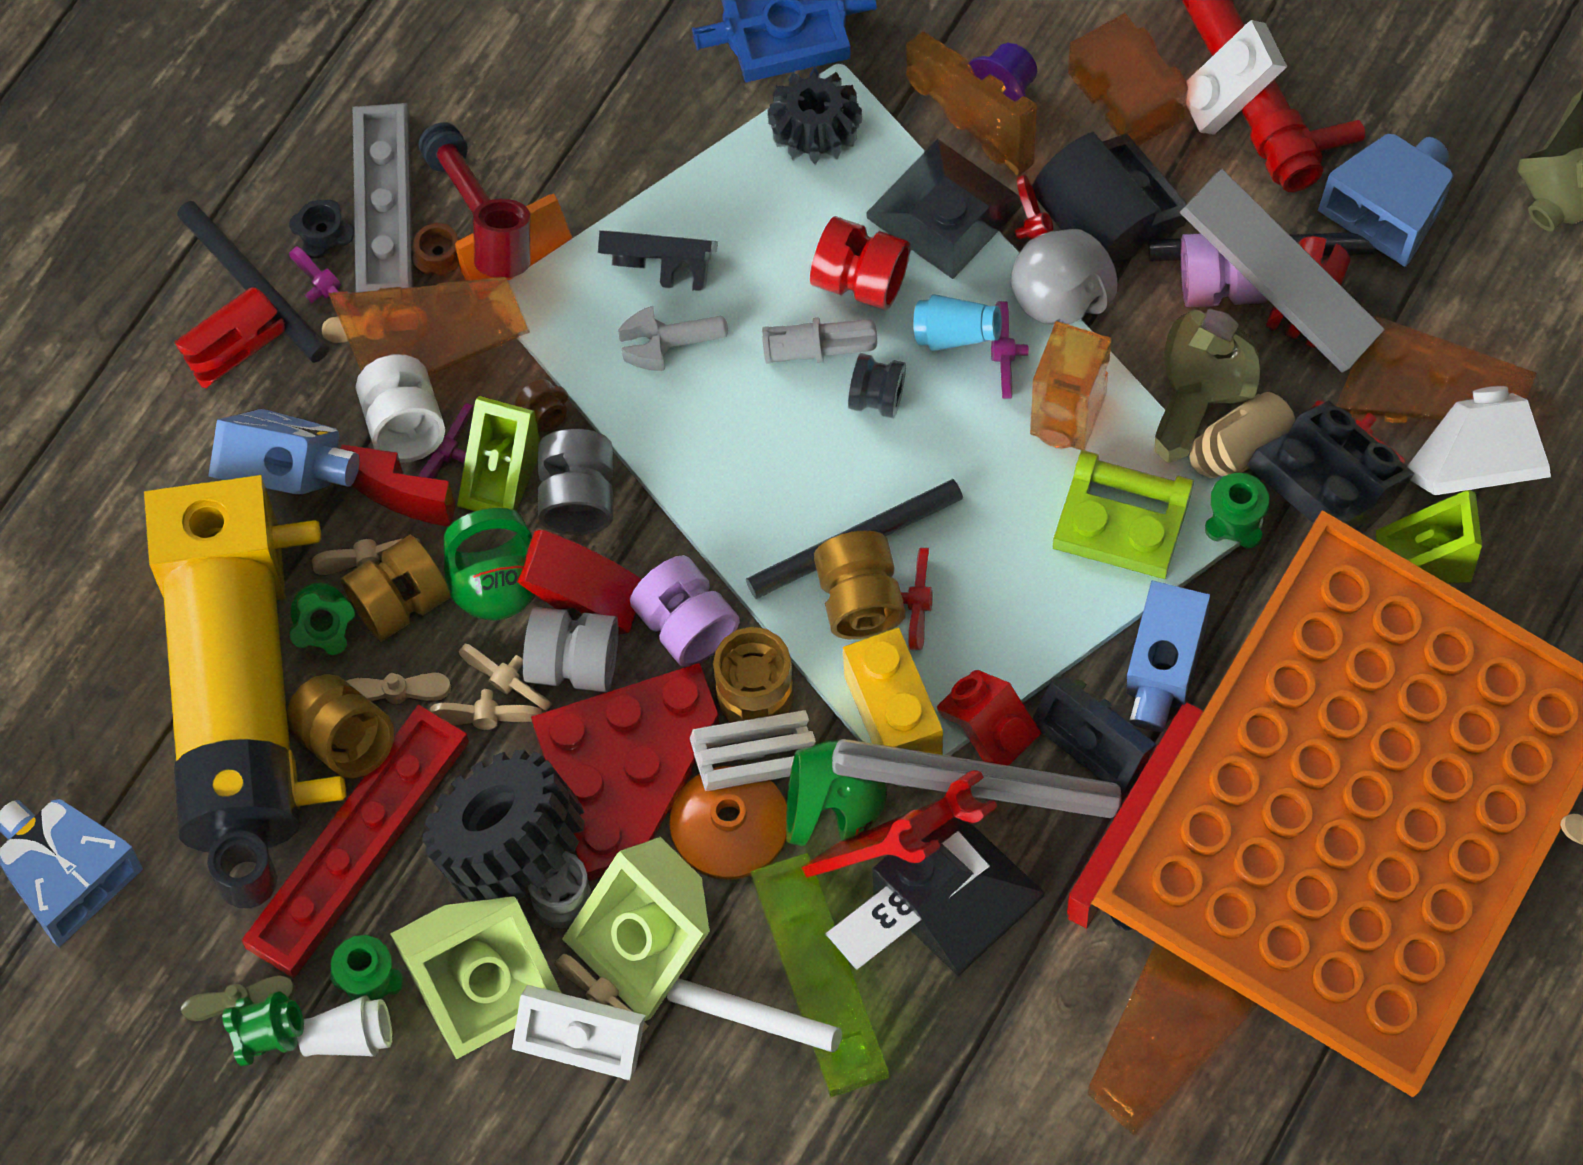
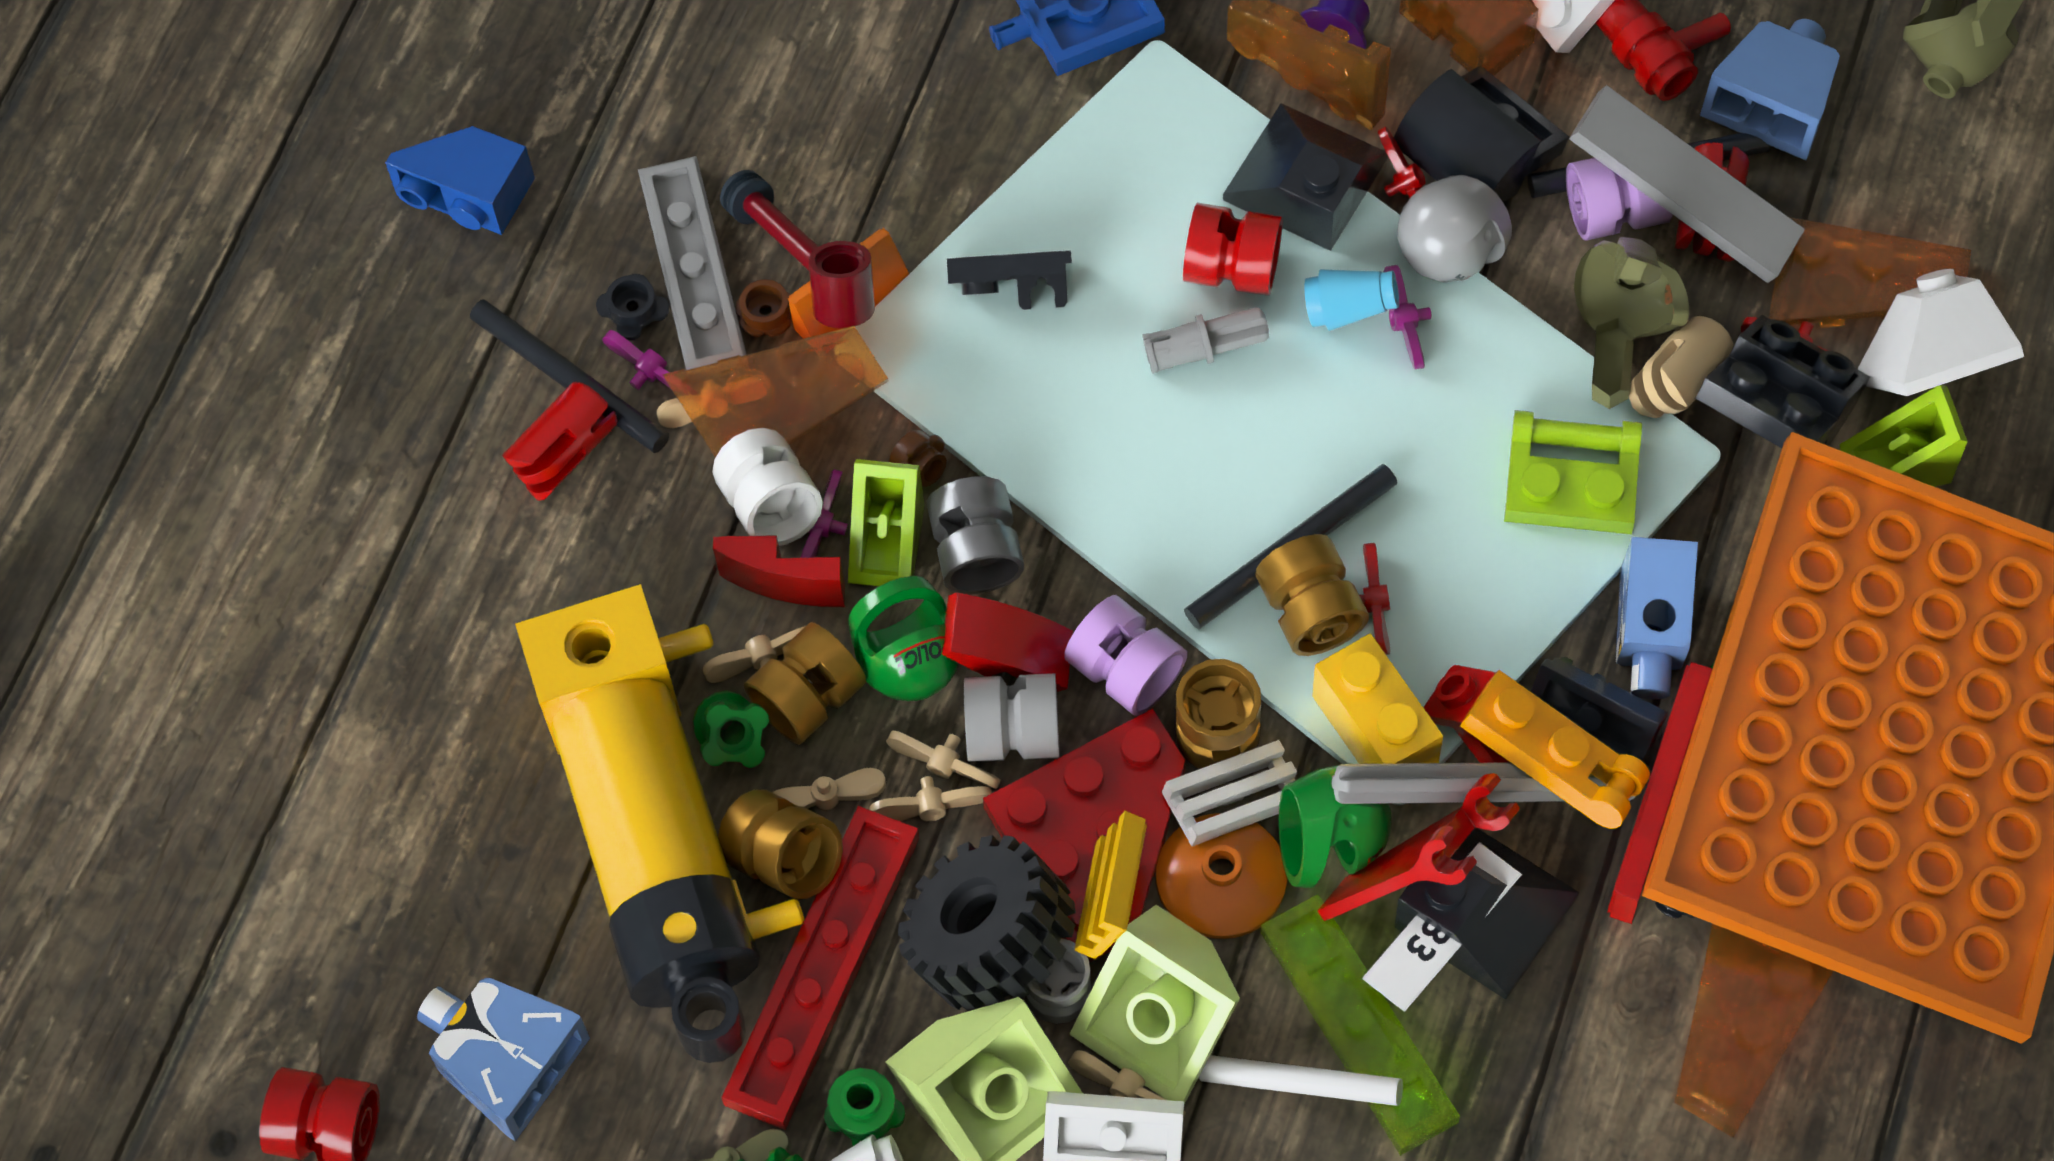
camera: 10 degrees left, 0 degrees up
(200, 88) = (465, 175): none -> blue slope
(282, 449) = (658, 552): medium blue torso -> none
(620, 812) = (1111, 885): none -> yellow tile
(665, 336) = (1035, 362): light grey bar -> none
(814, 116) = (1146, 99): black gear -> none
(876, 385) = (1280, 377): black wheel -> none
(1043, 761) = (1555, 751): none -> light orange plate
(1069, 386) = (1492, 344): clear orange brick -> none
(1238, 507) = (1694, 445): green brick -> none

